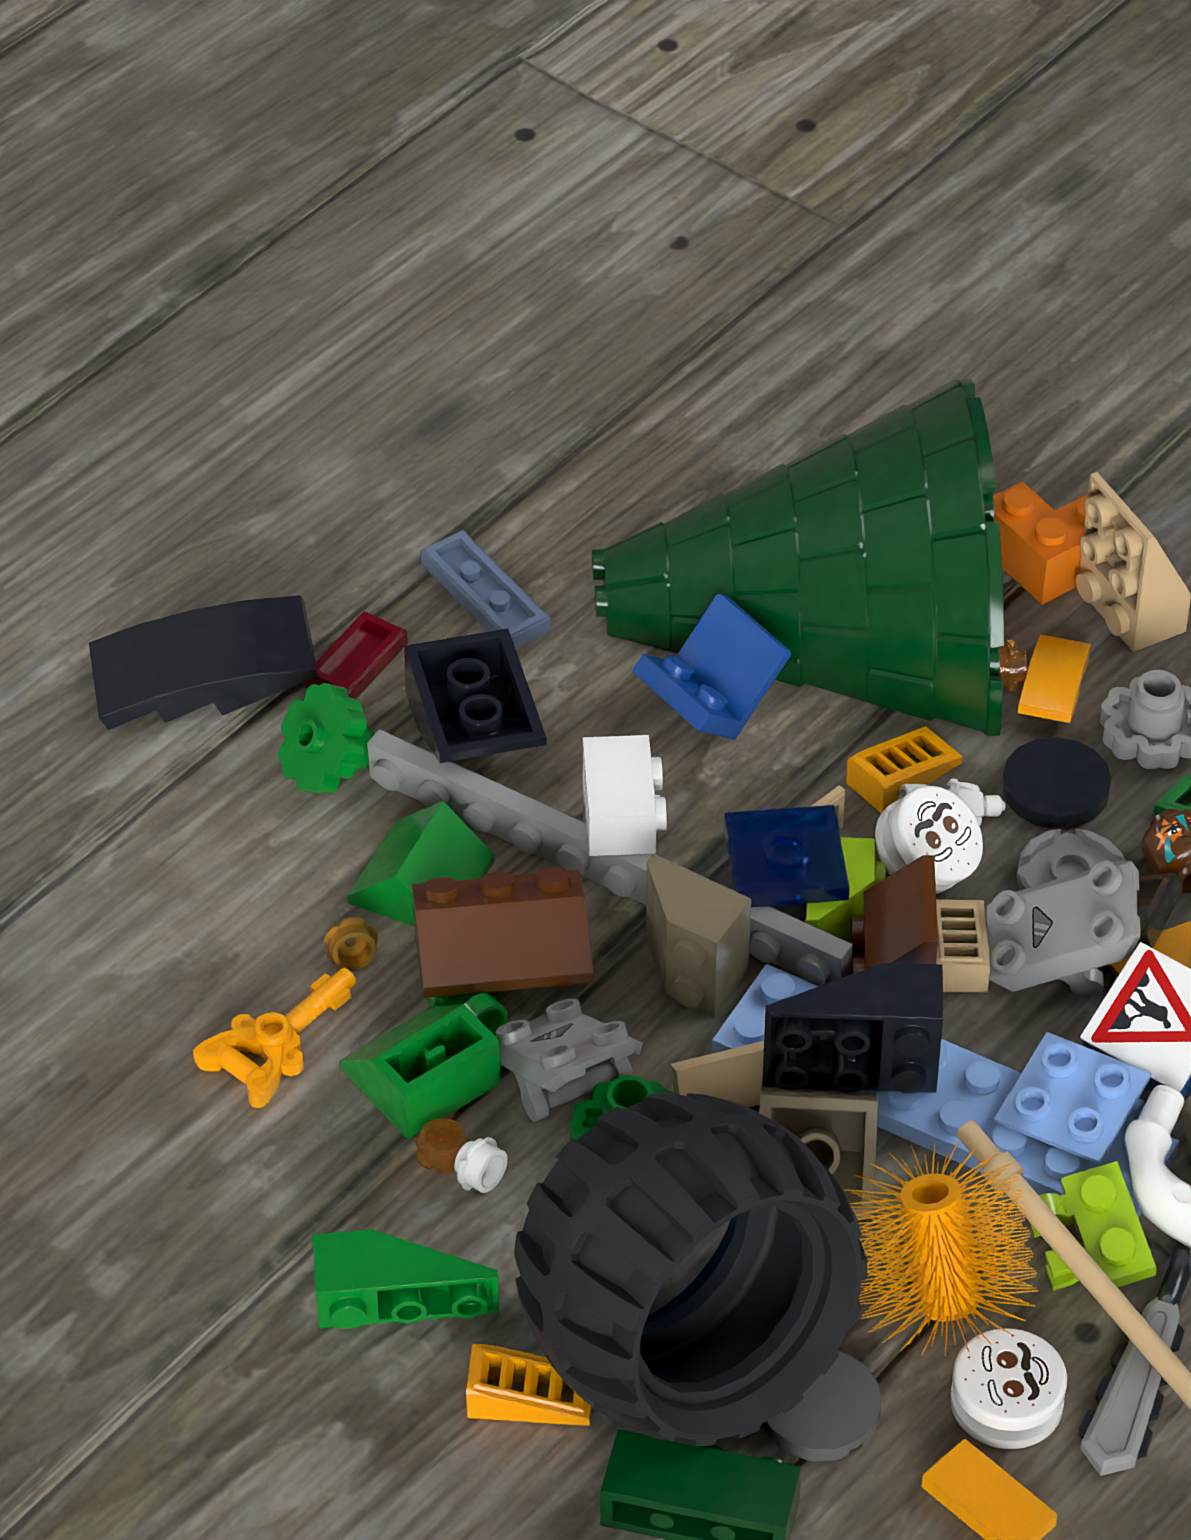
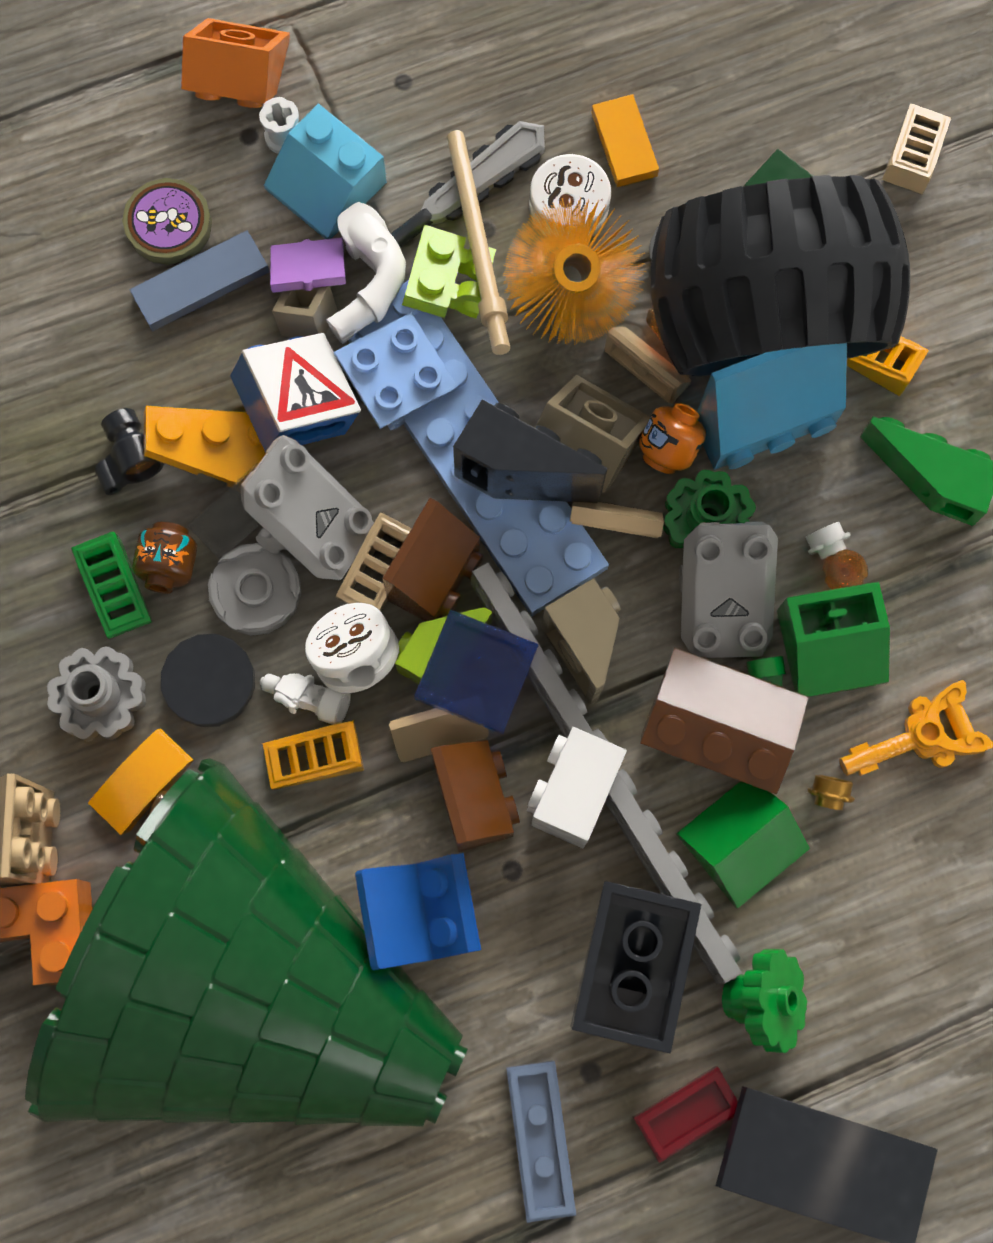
camera: 155 degrees left, 30 degrees up
(721, 765) = (474, 794): none -> reddish brown slope

